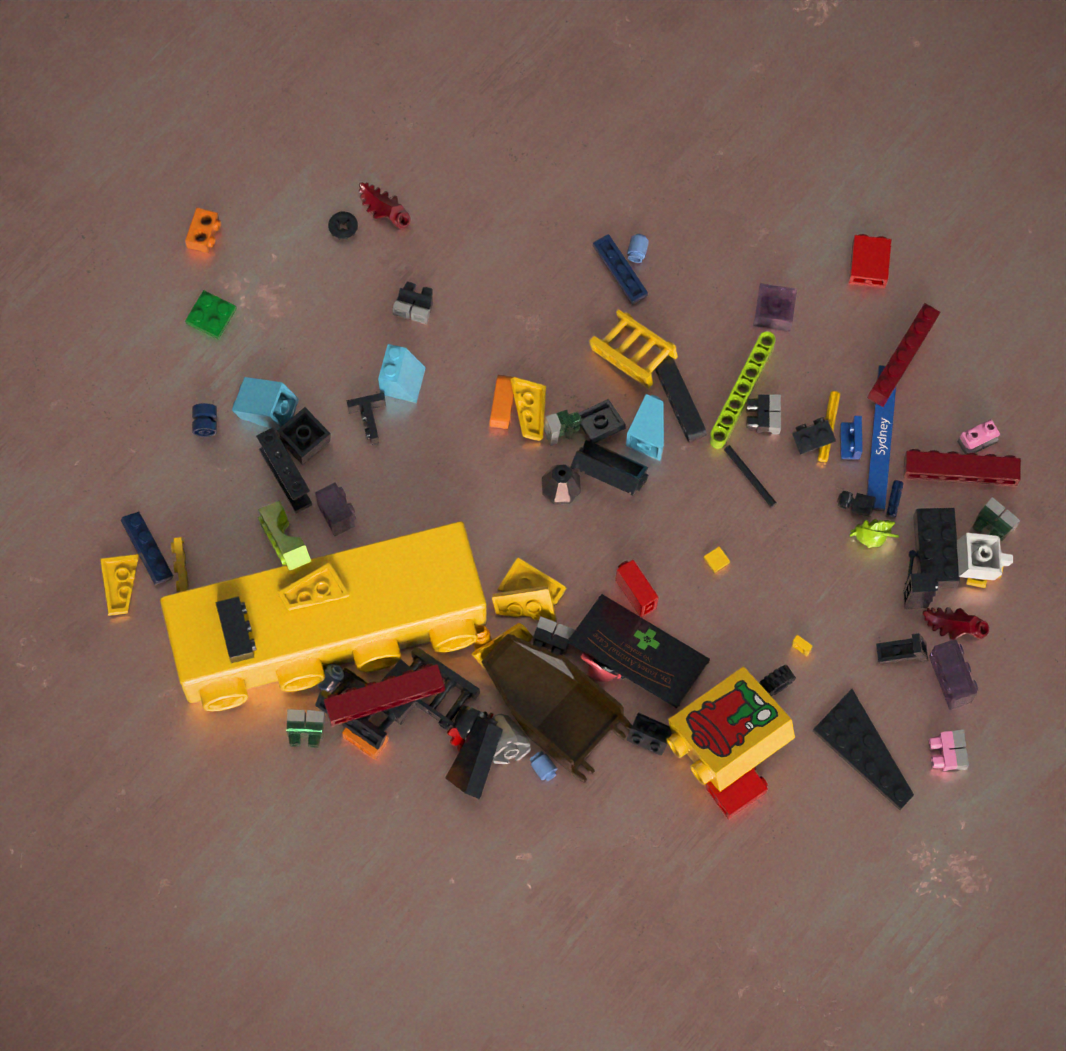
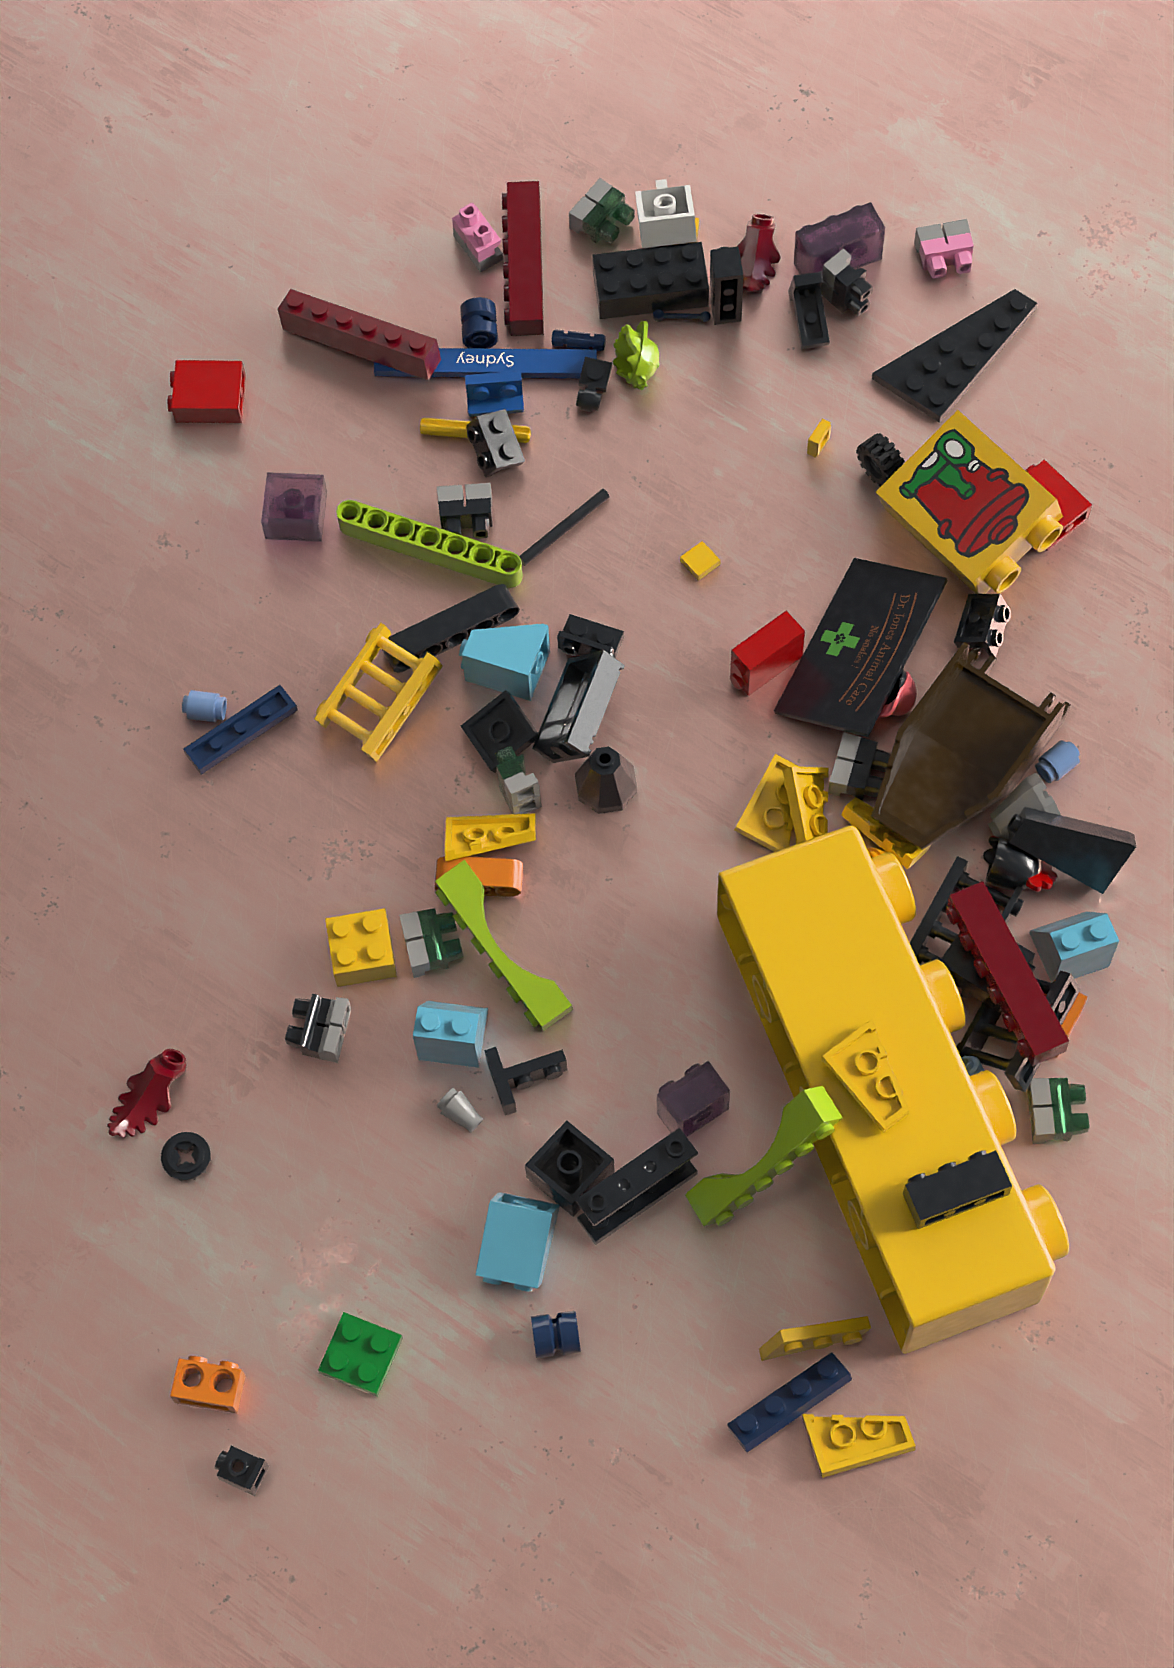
camera: 90 degrees left, 5 degrees down
(151, 251) = (249, 1477): none -> black brick
(351, 379) = (459, 1109): none -> light grey cone
(413, 752) = (1076, 944): none -> medium azure slope
(456, 373) = (425, 943): none -> clear green hips
(462, 329) = (360, 947): none -> yellow brick
(484, 387) = (540, 995): none -> lime arch
(664, 484) = (586, 637): none -> black bracket
(915, 430) = (479, 323): none -> dark blue wheel
(919, 673) = (844, 285): none -> black hips

